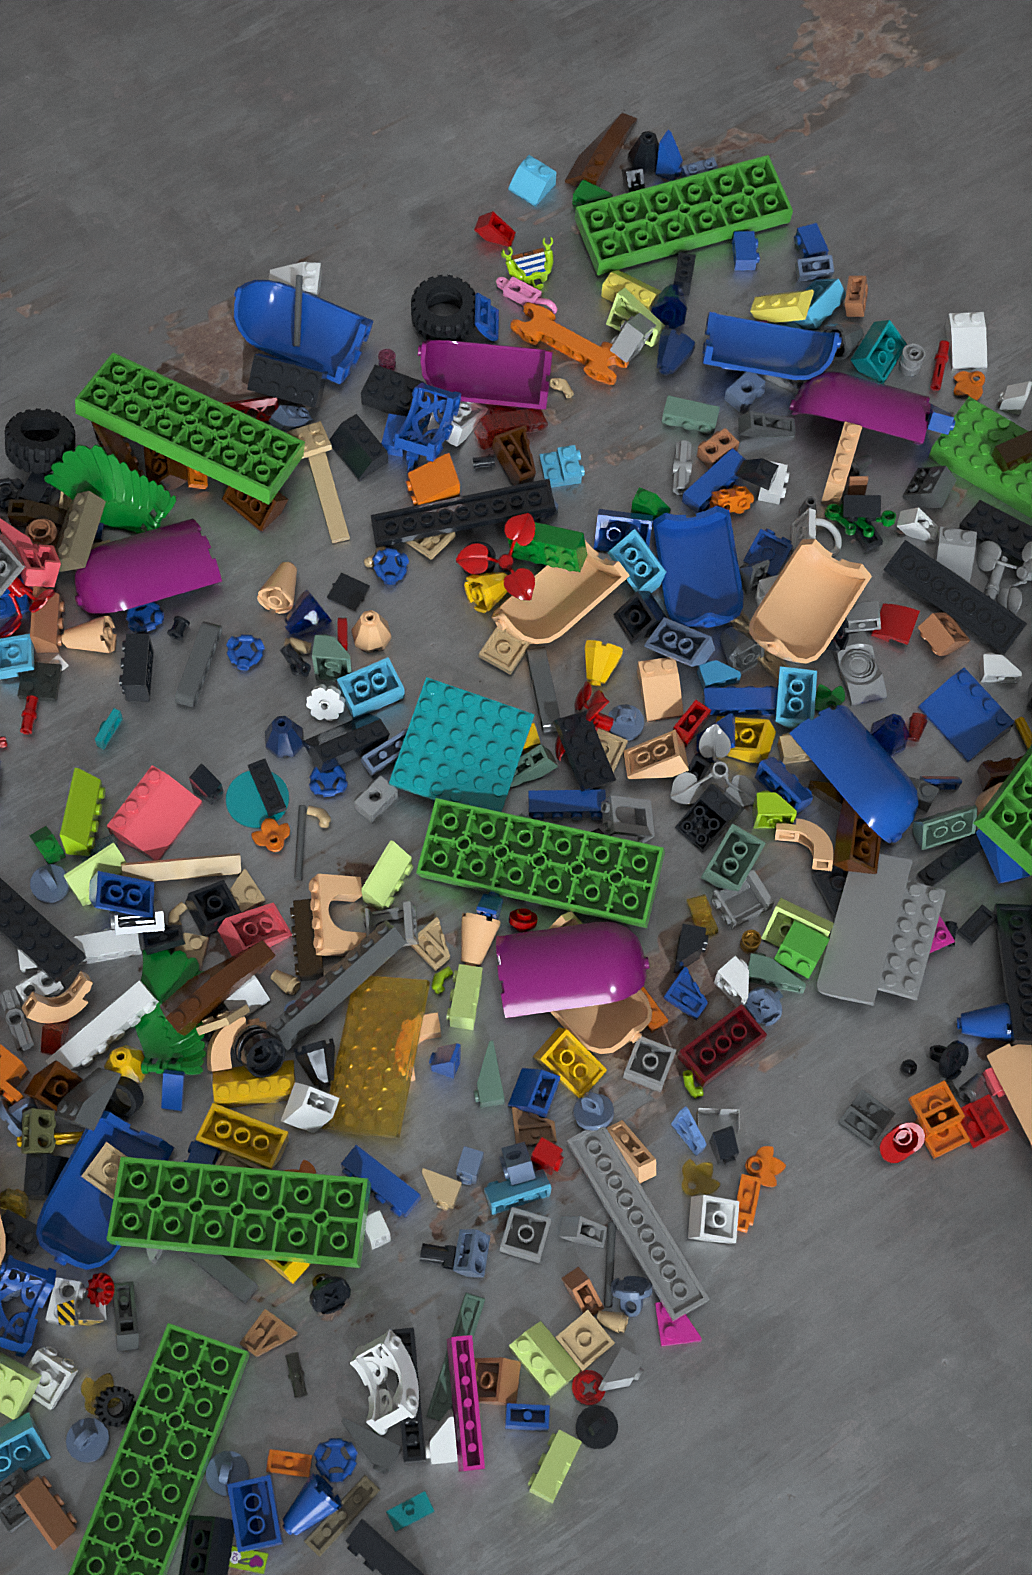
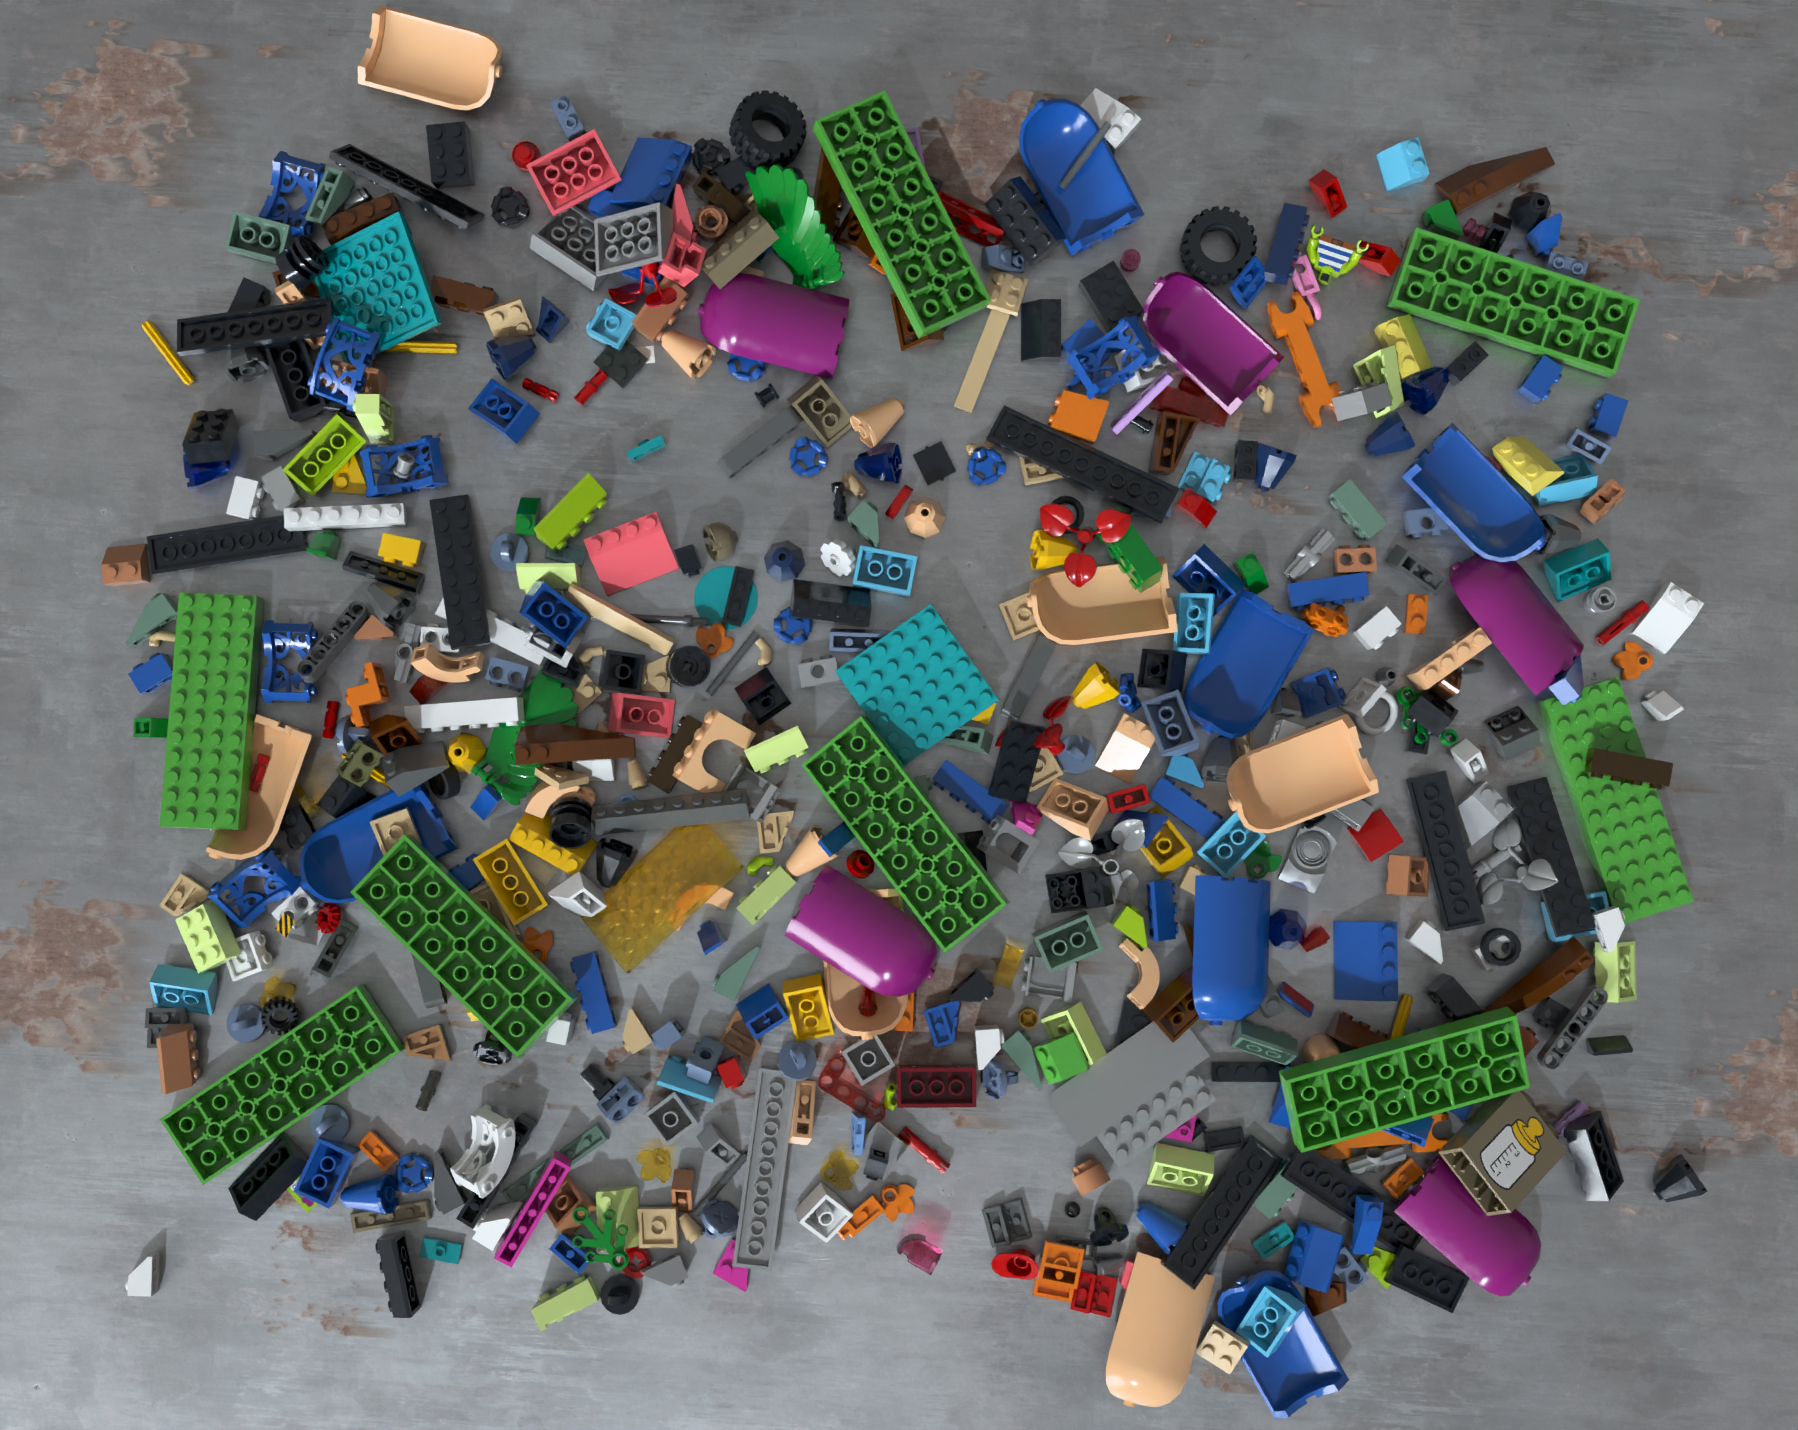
camera: 50 degrees right, 20 degrees up
(116, 970) = (509, 669): none -> sand blue brick
(137, 667) = (705, 411): black brick -> none
(219, 755) = (720, 541): none -> dark tan cylinder
(230, 609) = (821, 410): none -> dark tan slope
(238, 834) = (687, 620): none -> dark grey bar
(267, 854) = (697, 671): none -> black wheel
(344, 847) = (762, 695): none -> black slope
(472, 443) = (1141, 401): none -> lavender tile
(492, 278) = (1285, 244): none -> dark blue brick
(541, 1293) = (654, 1167): none -> clear yellow plate
(546, 1378) = (602, 1240): none -> green plant
(567, 247) = (1379, 258): none -> red slope
(571, 490) = (1196, 507): none -> red slope
(582, 435) = (1245, 461): none -> black brick
(603, 423) = (1271, 466): none -> dark blue cone
(616, 1021) = (867, 1003): none -> clear red cone
(617, 189) = (1474, 230): none -> clear pink wheel
(626, 787) = (1025, 816): none -> dark pink wing
(629, 647) = (1128, 693): none -> blue piece
(658, 1102) = (854, 1092): none -> clear red beam
(759, 472) = (1367, 614): black slope -> none
(763, 1108) = (923, 1149): none -> red pin
(792, 456) = (1416, 614): none -> orange plate
(817, 1188) = (920, 1252): none -> clear pink brick
(900, 1027) = (1089, 1176): none -> nougat piece
(965, 970) = (1180, 1169): none -> yellowish green slope

